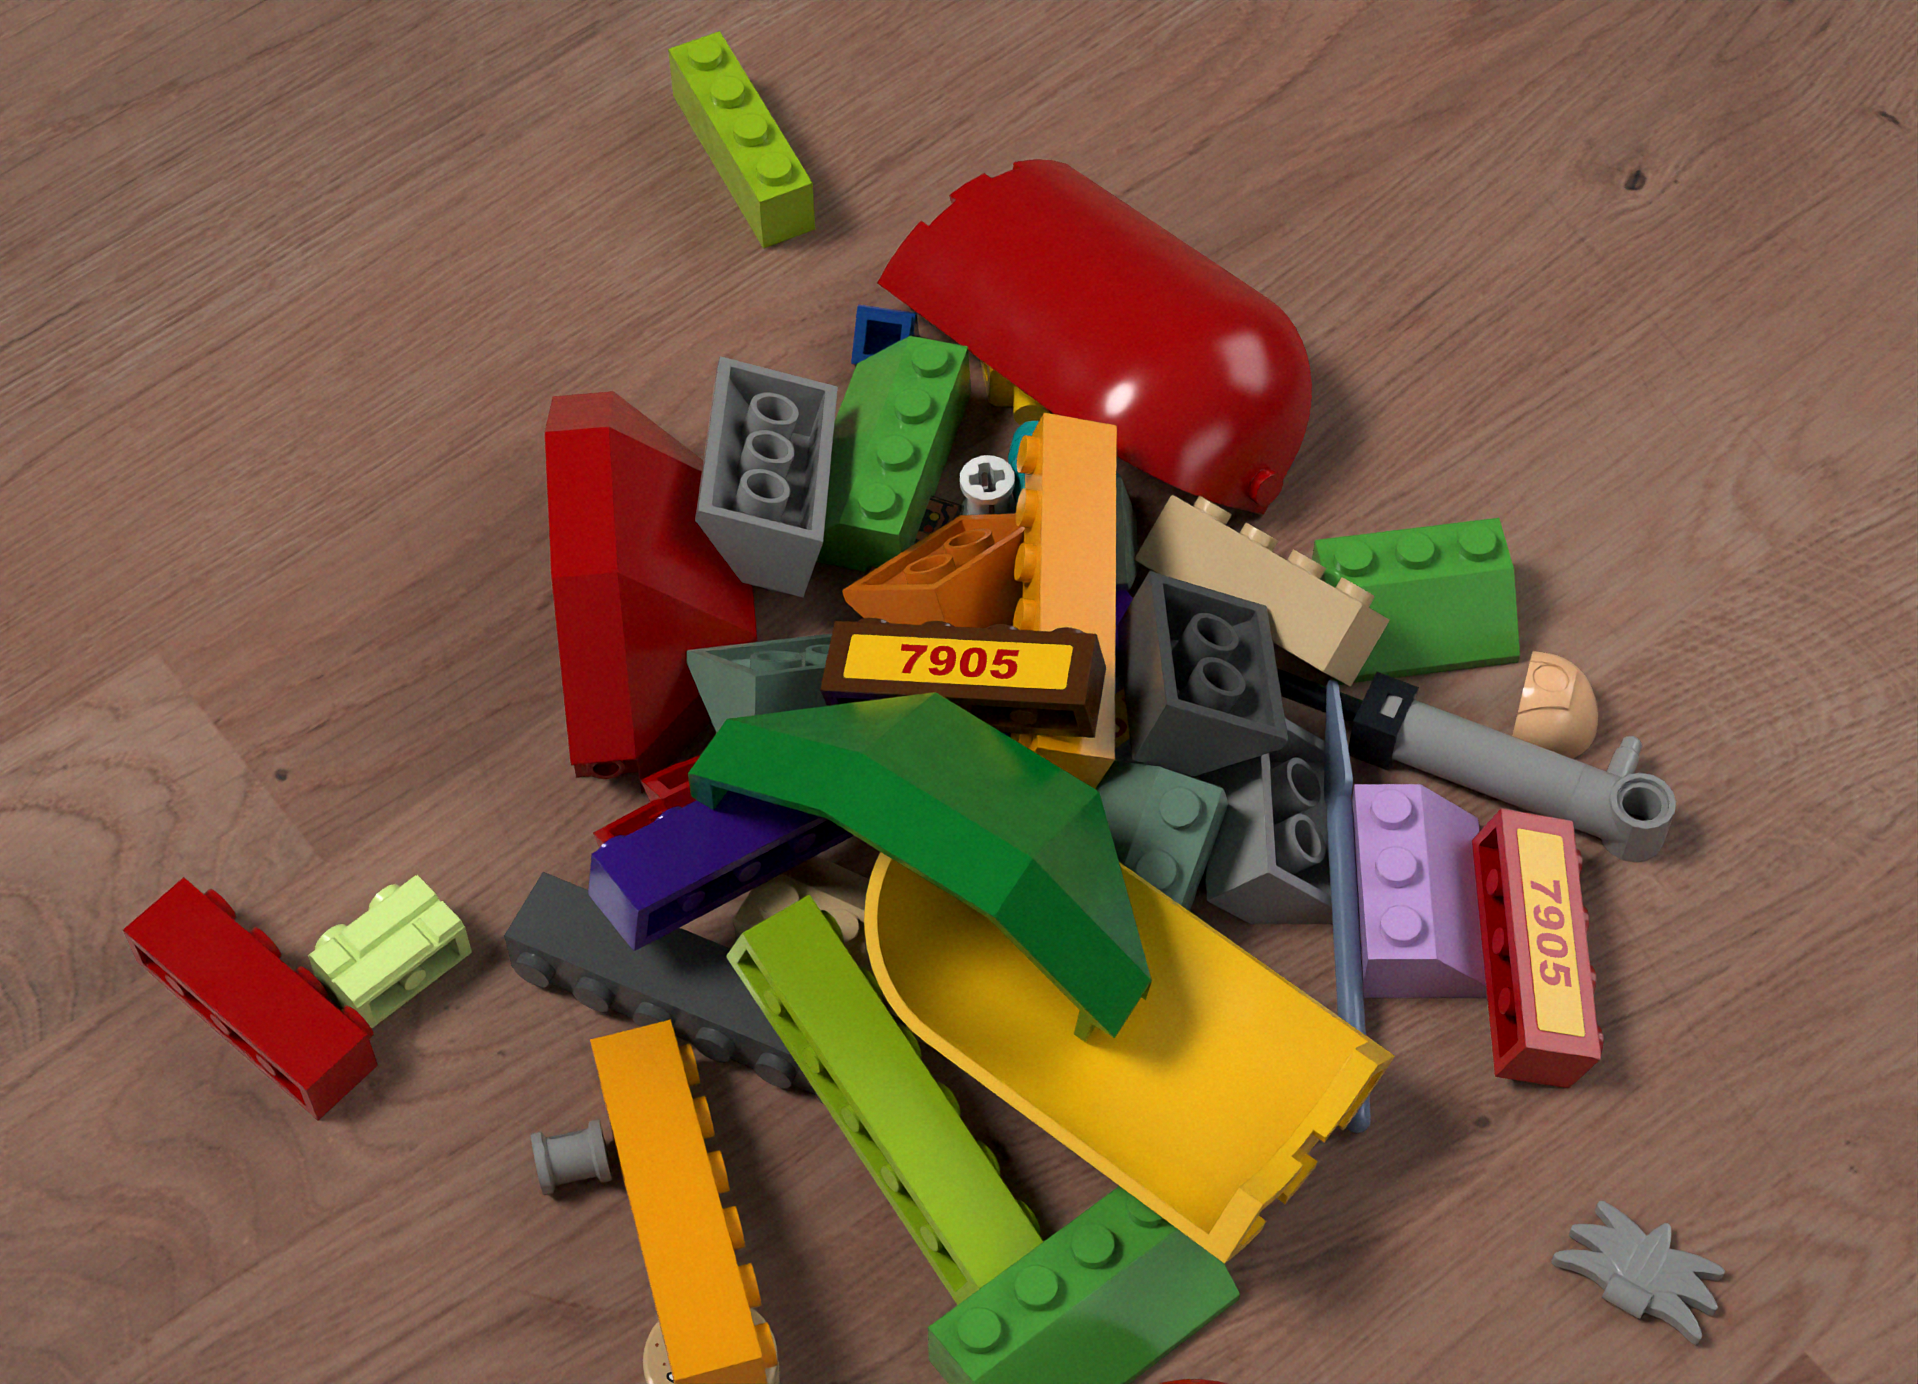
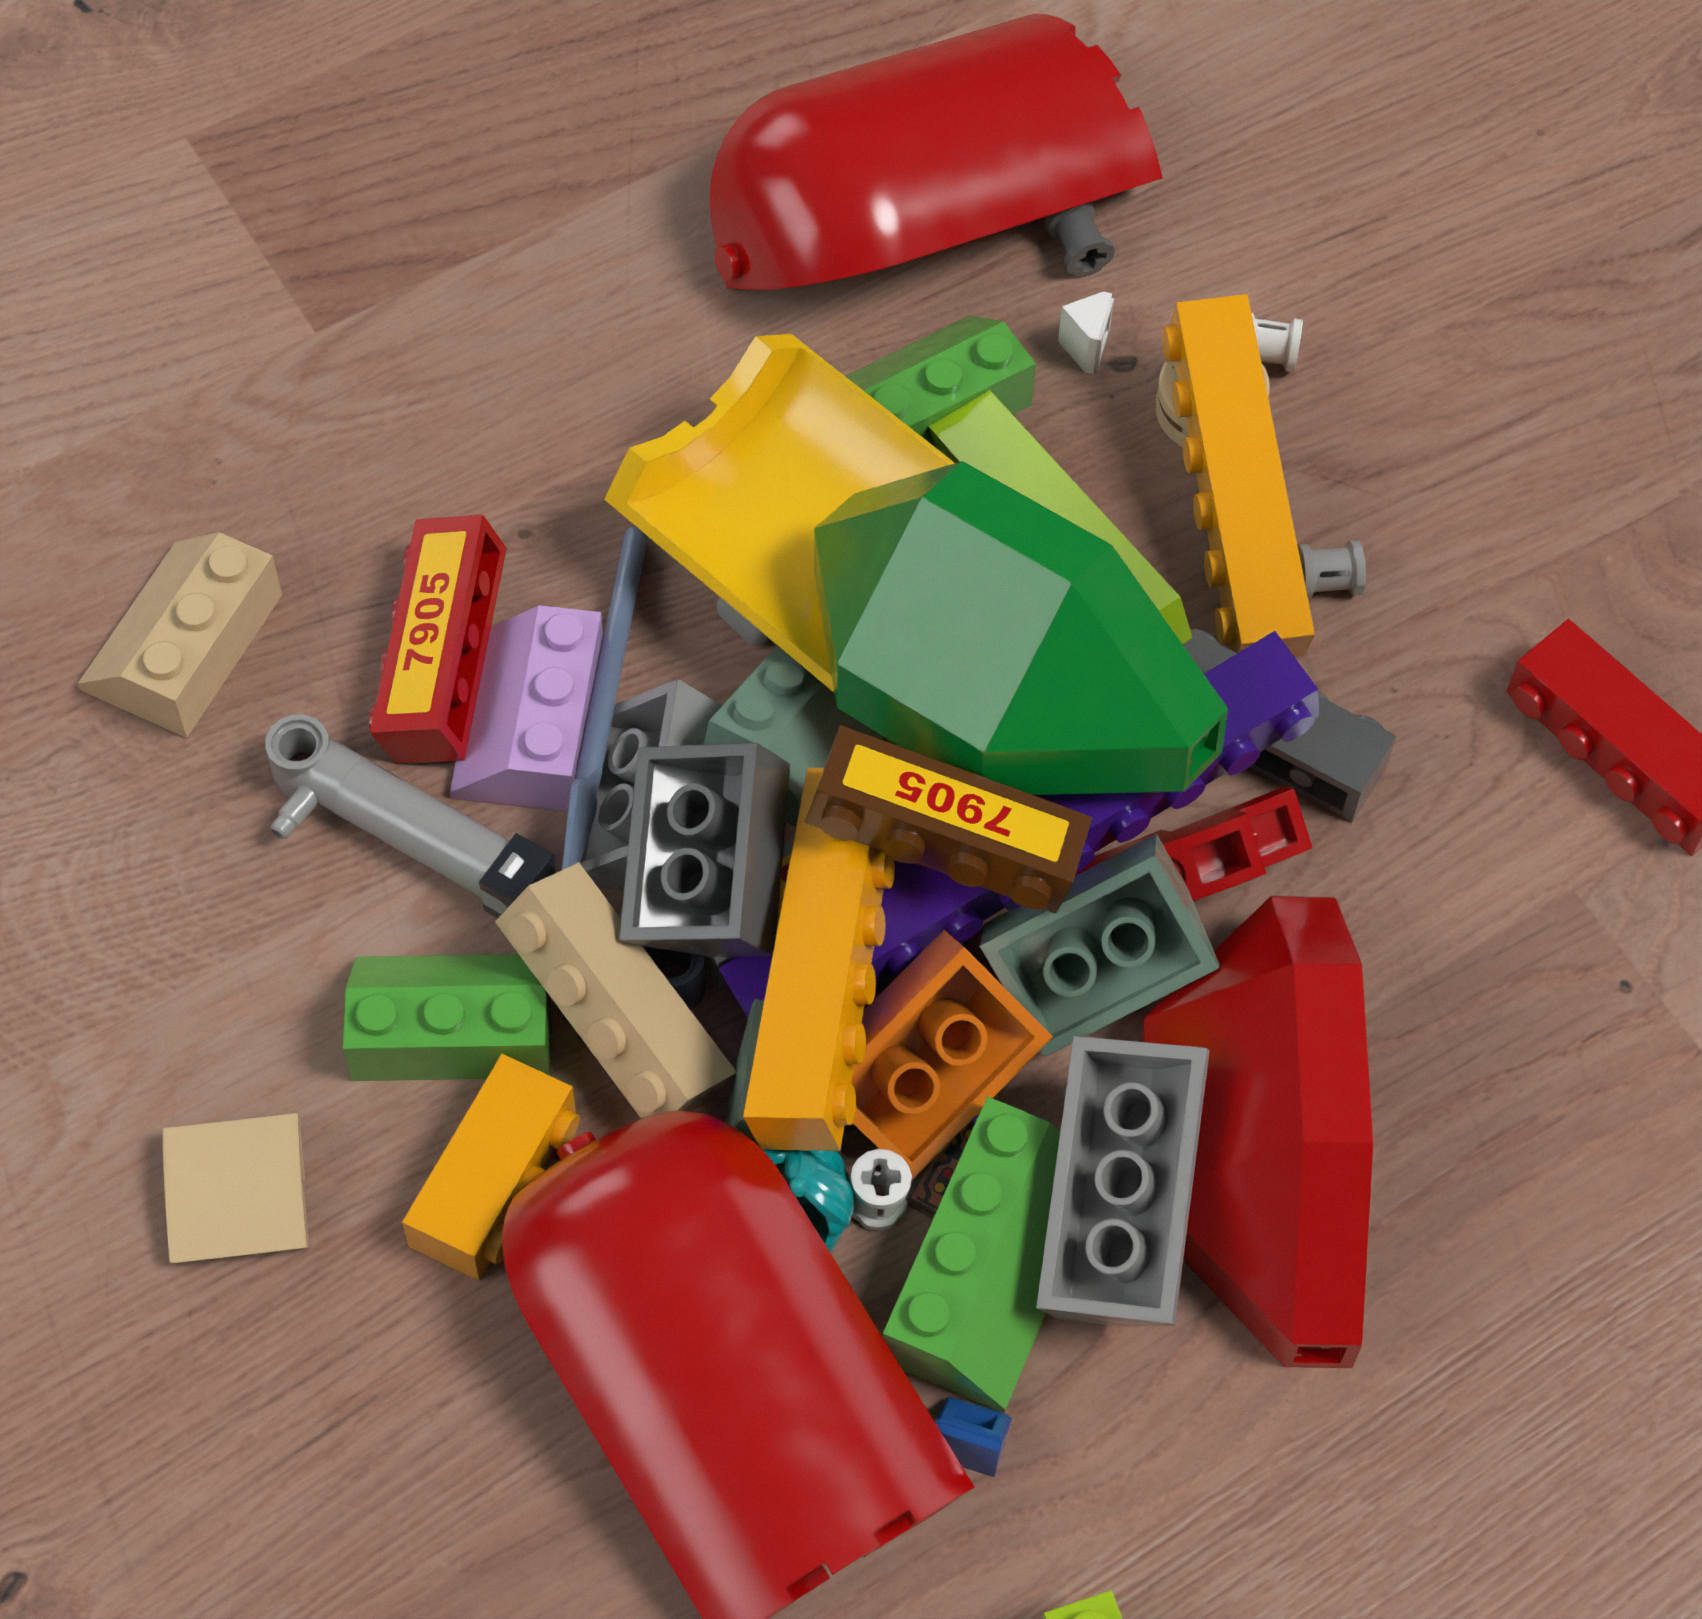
camera: 175 degrees left, 5 degrees up
(390, 950) = (1503, 763): yellowish green brick -> none
(1339, 471) = (489, 1159): none -> light orange brick
(1557, 706) = (332, 885): light nougat helmet -> none
(1561, 447) = (234, 1188): none -> tan slope
(1642, 1270) = (428, 396): light grey piece -> none
(1812, 939) = (185, 631): none -> tan slope

